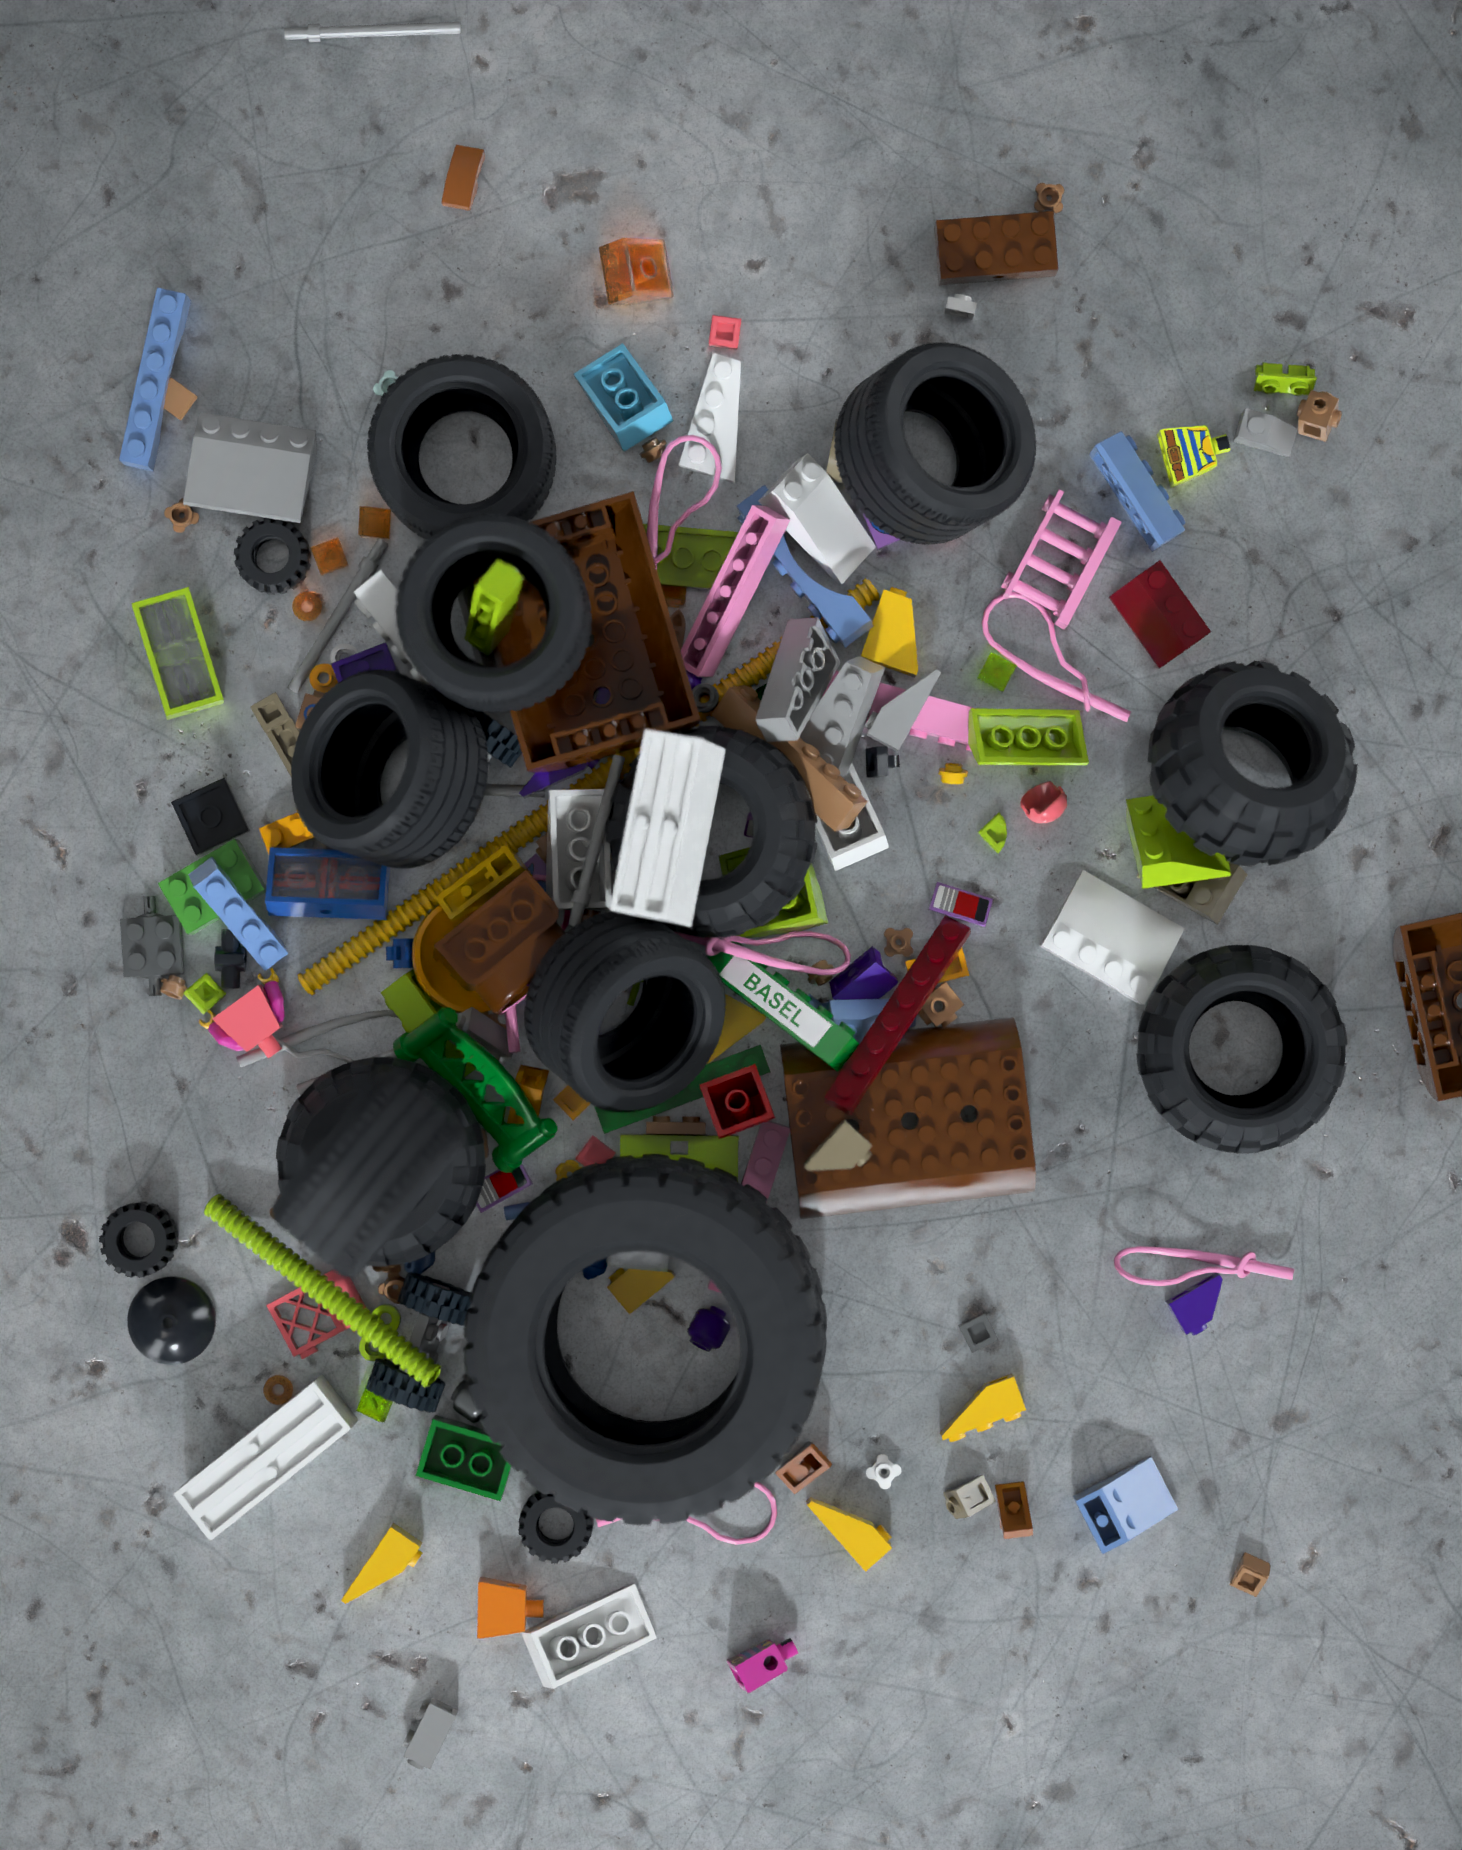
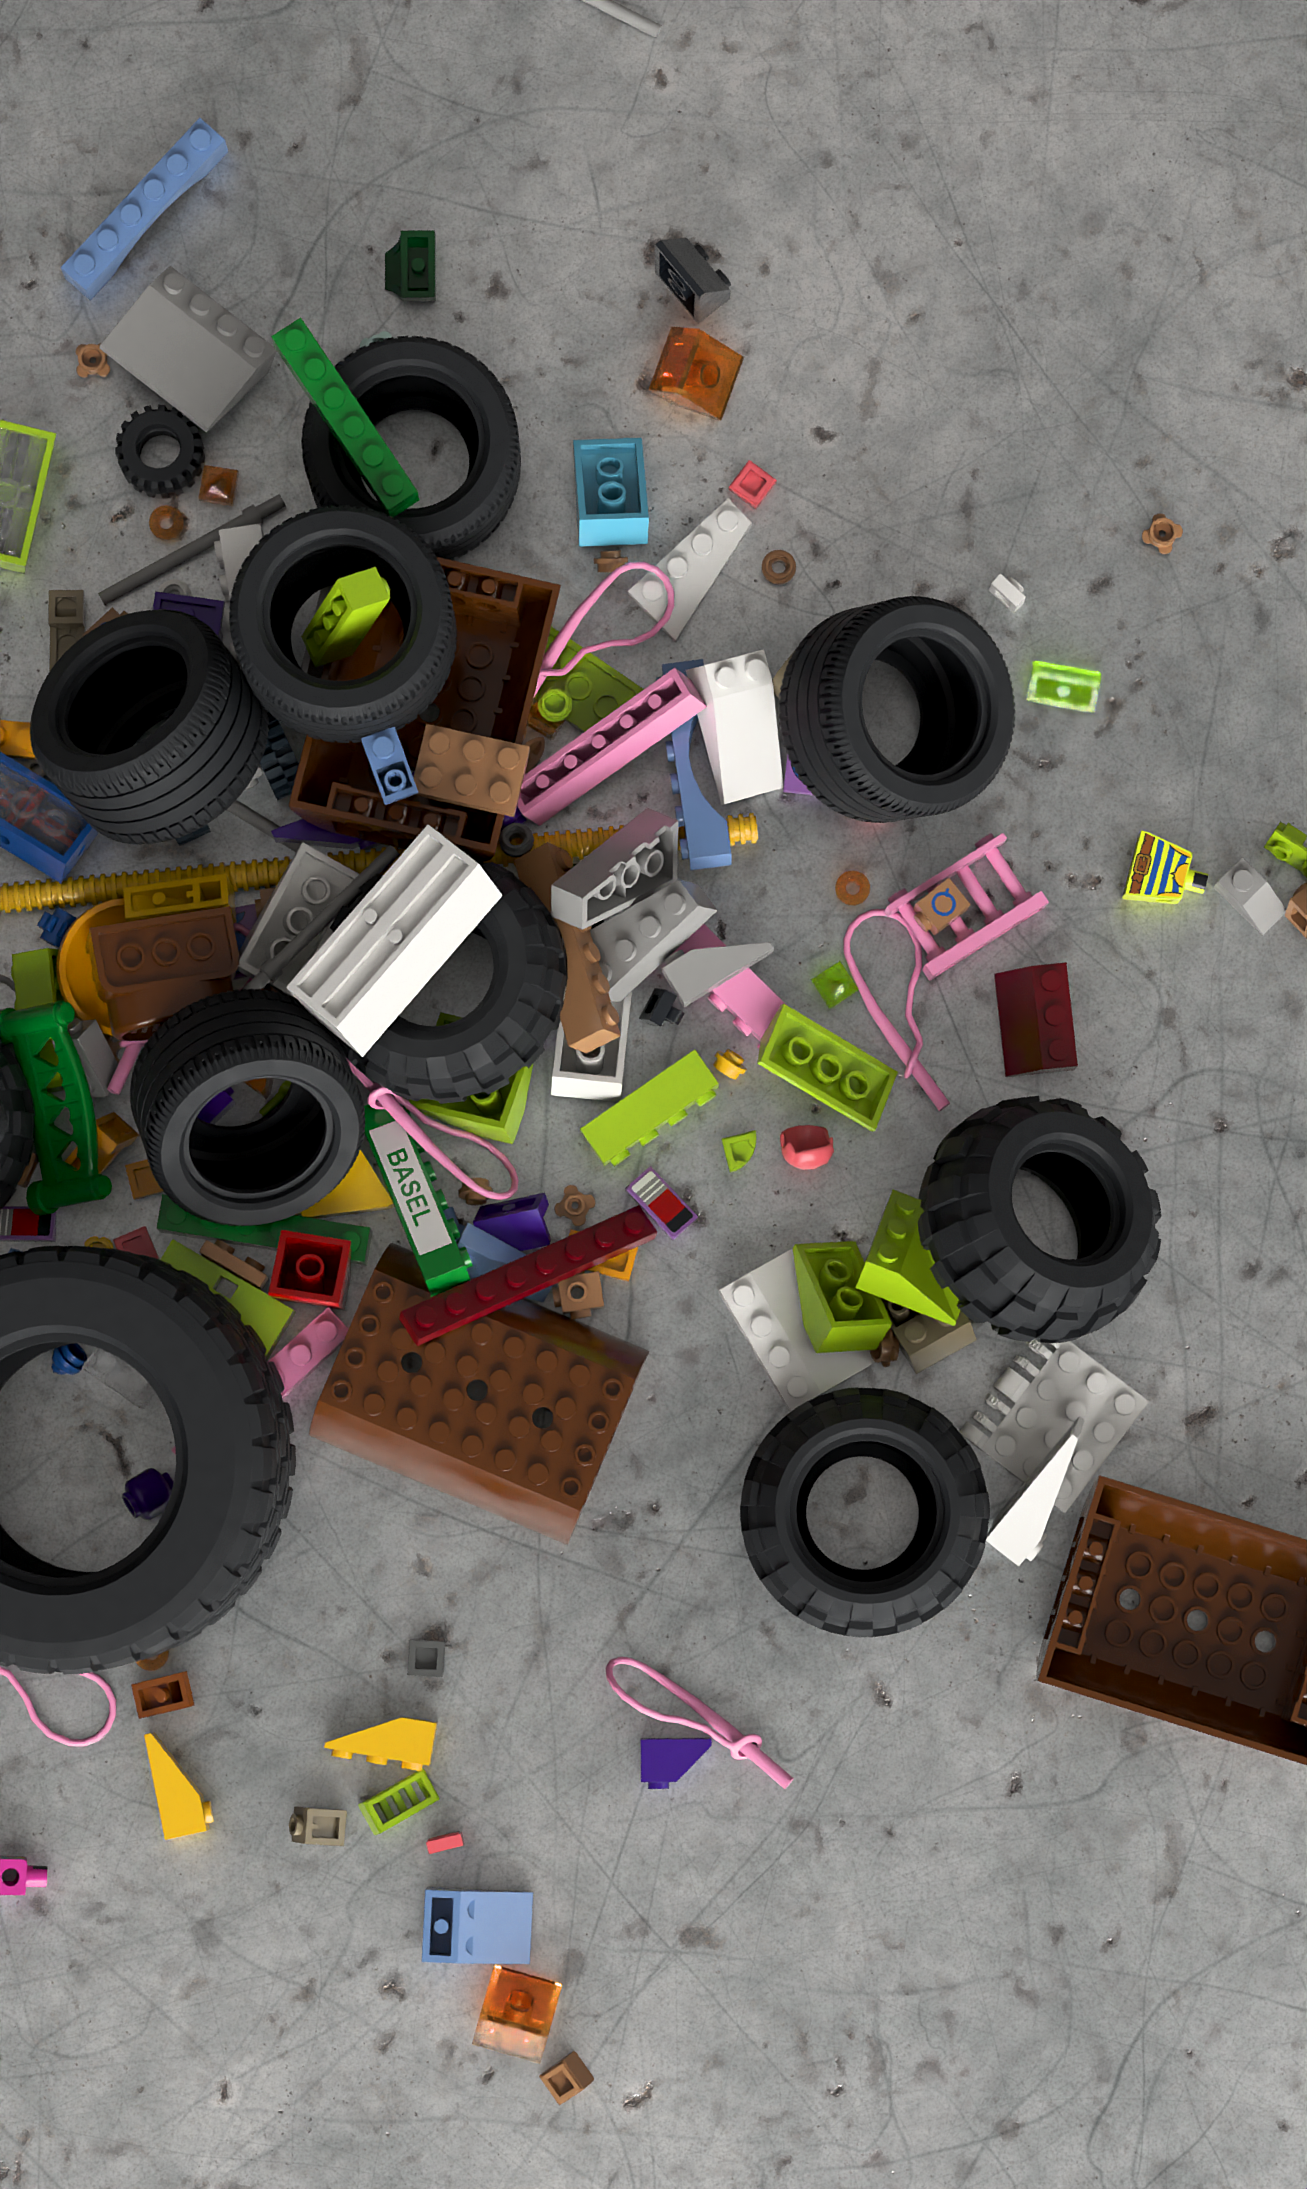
camera: 30 degrees right, 5 degrees down
(178, 399) = (156, 241): medium nougat slope -> none
(314, 677) = (134, 595): light orange plate -> none
(374, 522) = (283, 476): clear orange slope -> none
(379, 310) = (412, 266): none -> dark green slope
(404, 457) = (345, 418): none -> green brick
(462, 177) = (573, 180): dark orange slope -> none
(587, 700) = (389, 765): none -> medium blue slope
(592, 202) = (690, 277): none -> black slope
(636, 1286) = (100, 1407): yellow slope -> none
(647, 668) = (470, 770): none -> medium nougat plate
(674, 580) = (555, 704): none -> lime plate
(779, 374) = (782, 557): none -> medium nougat plate
(840, 1150) = (386, 1374): dark tan slope -> none
(883, 1463) = (235, 1744): white plate -> none
(892, 637) = (746, 886): yellow slope -> none
(913, 840) = (649, 1108): none -> lime brick
(969, 583) = (852, 877): none -> clear orange plate
(996, 248) = (1077, 553): reddish brown brick -> none
(1004, 1469) = (371, 1815): none -> lime slope
(1013, 1510) = (356, 1865): dark orange slope -> none
(1040, 353) = (1063, 686): none -> clear neon green slope
(1045, 571) = (940, 907): none -> medium nougat brick
(1068, 1457) = (445, 1842): none -> coral tile
(1132, 912) = (831, 1307): none -> lime slope
(1137, 491) = (1084, 880): medium blue slope -> none
(1184, 918) = (887, 1350): none -> medium nougat plate
(1190, 1550) = (517, 2014): none -> clear orange slope
(1340, 902) = (1044, 1410): none -> white hinge
(1358, 977) = (1022, 1522): none -> white slope

